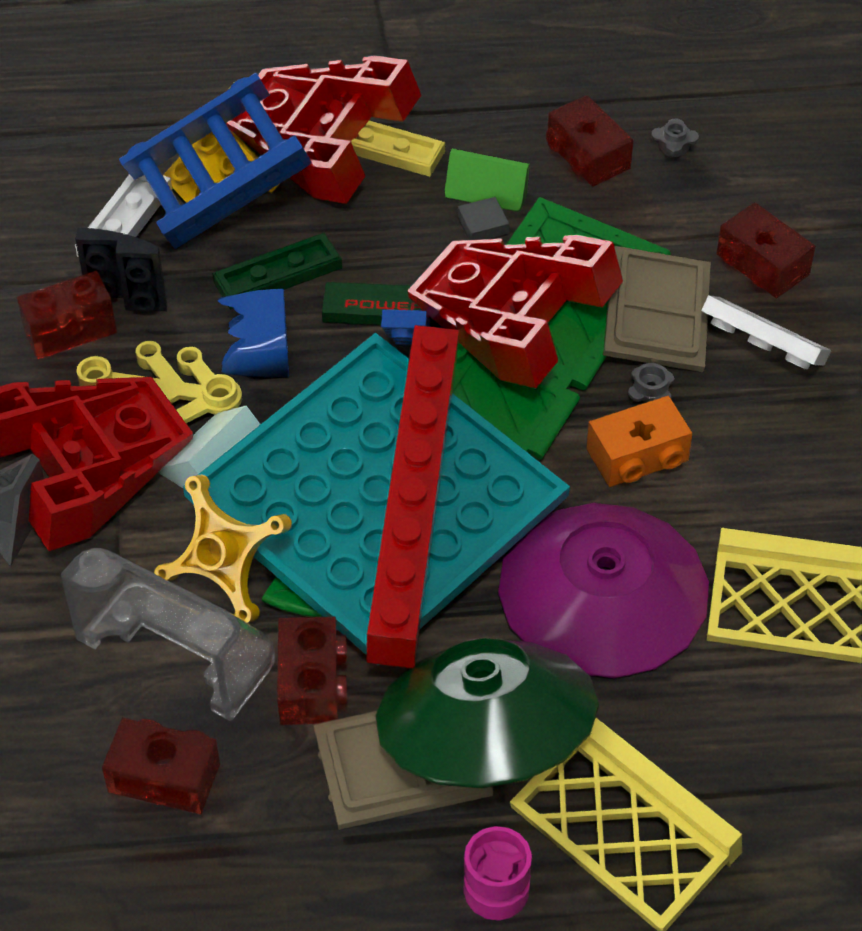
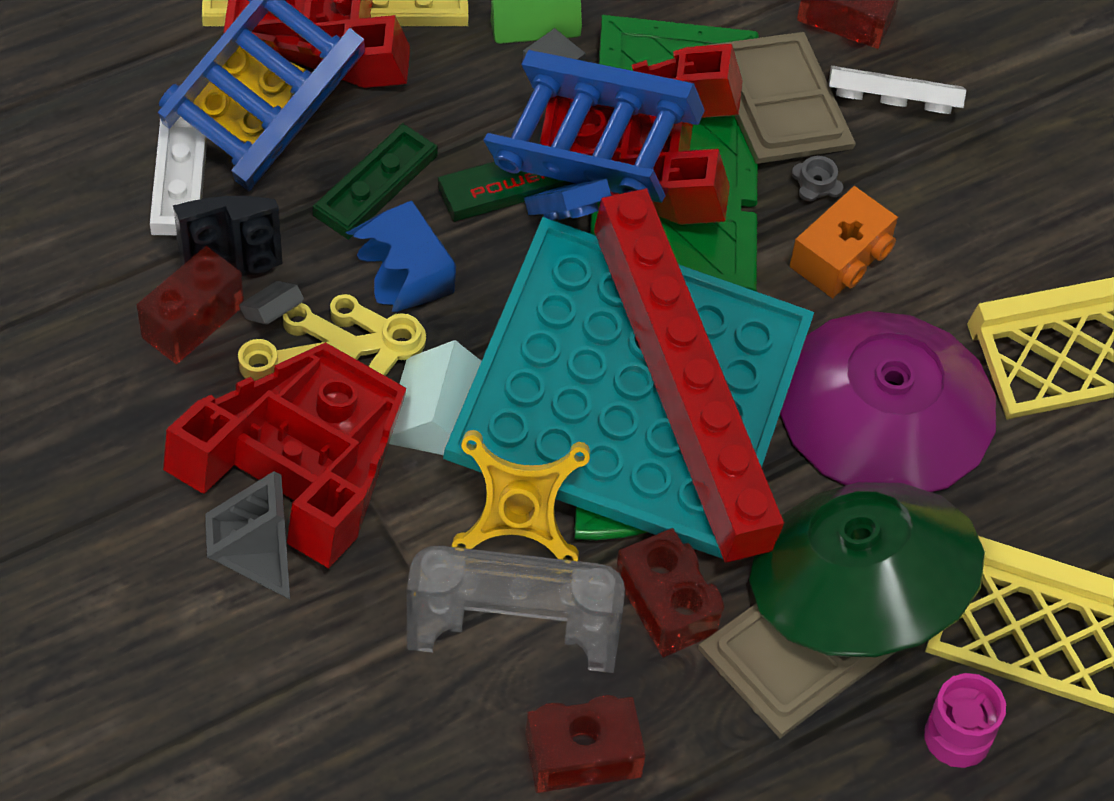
camera: 30 degrees left, 5 degrees up
(132, 334) = (271, 302): none -> dark grey tile
(472, 240) = (590, 85): none -> blue fence

